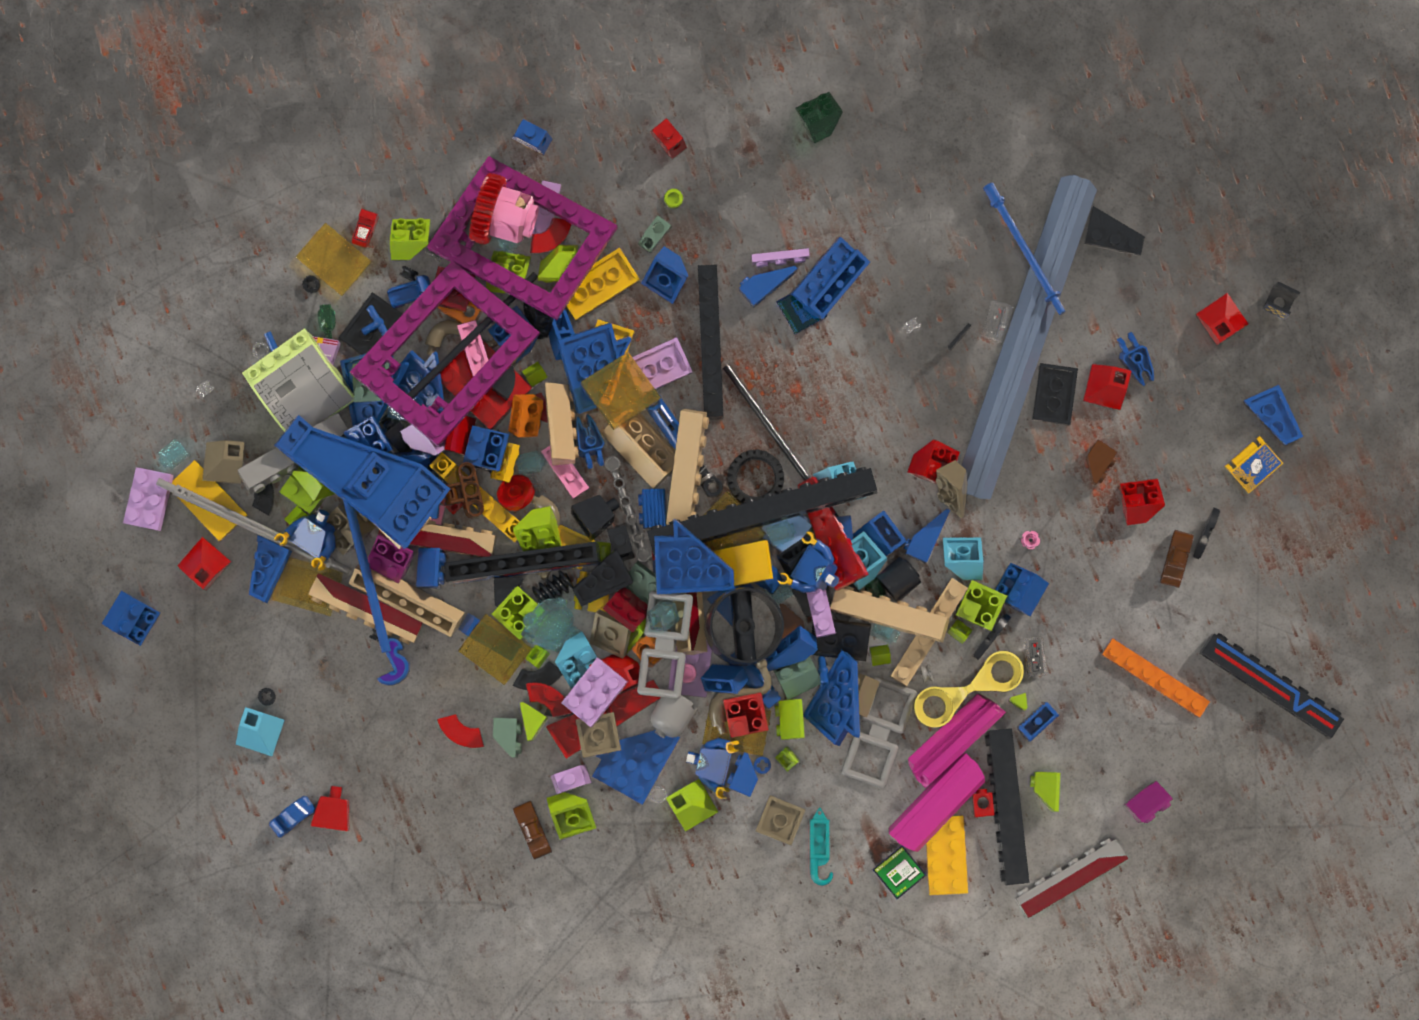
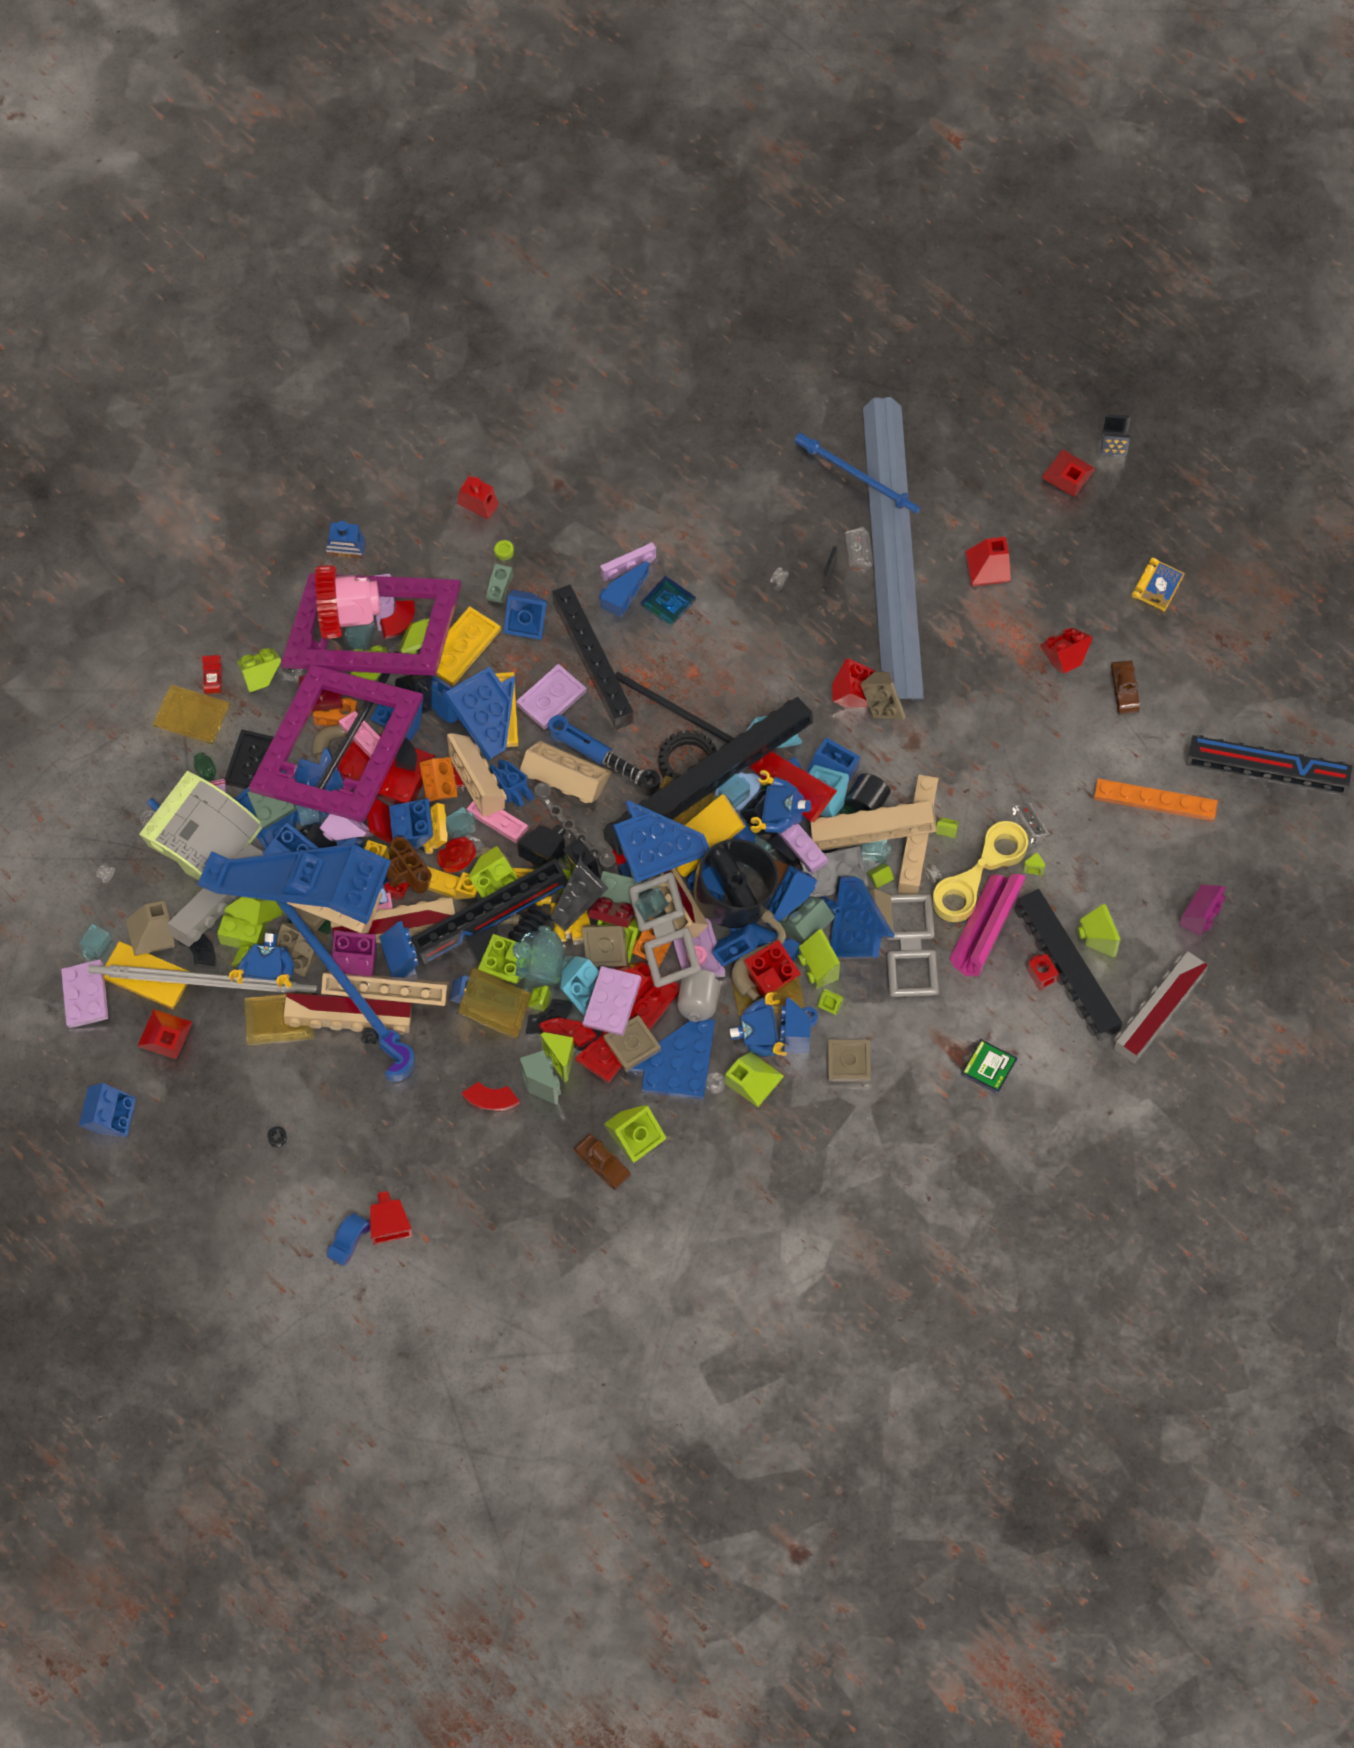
camera: 25 degrees left, 20 degrees down
(259, 731) = (281, 1169): medium azure slope -> none
(268, 568) = (232, 1013): blue wing -> none
(310, 278) = (174, 740): black bush -> none
(377, 322) = (258, 751): blue piece -> none
(408, 273) = (271, 700): black bush -> none
(408, 292) = (271, 719): blue animal -> none
(535, 374) = (433, 745): lime slope -> none
(571, 779) = (621, 1096): lavender torso -> none
(620, 390) = (523, 721): clear yellow plate -> none
(653, 506) = (596, 816): blue brick -> none
(687, 464) = (615, 759): tan brick -> none
(819, 846) = (898, 1070): teal plate -> none
(820, 116) = (614, 433): clear green slope -> none
(830, 278) = (684, 561): blue brick -> none
(924, 541) = (877, 754): blue slope -> none
(937, 803) = (999, 981): dark pink piece -> none
(947, 859) = (1028, 1034): yellow plate -> none
(964, 557) = (924, 756): medium azure slope -> none
(981, 605) = (957, 792): lime slope -> none
(991, 636) = (979, 821): black tile -> none
(1022, 588) = (989, 766): blue slope -> none
(1025, 540) = (978, 716): bright pink plate -> none
(1037, 721) = (1061, 874): blue brick -> none
(1055, 394) = (942, 590): black tile -> none
(1098, 460) = (1010, 629): reddish brown slope -> none
(1112, 234) = (933, 439): black wing -> none
(1136, 359) = (1006, 527): blue hinge -> none
(1204, 538) = (1142, 654): black tile -> none
(1275, 414) = (1158, 533): blue wing -> none

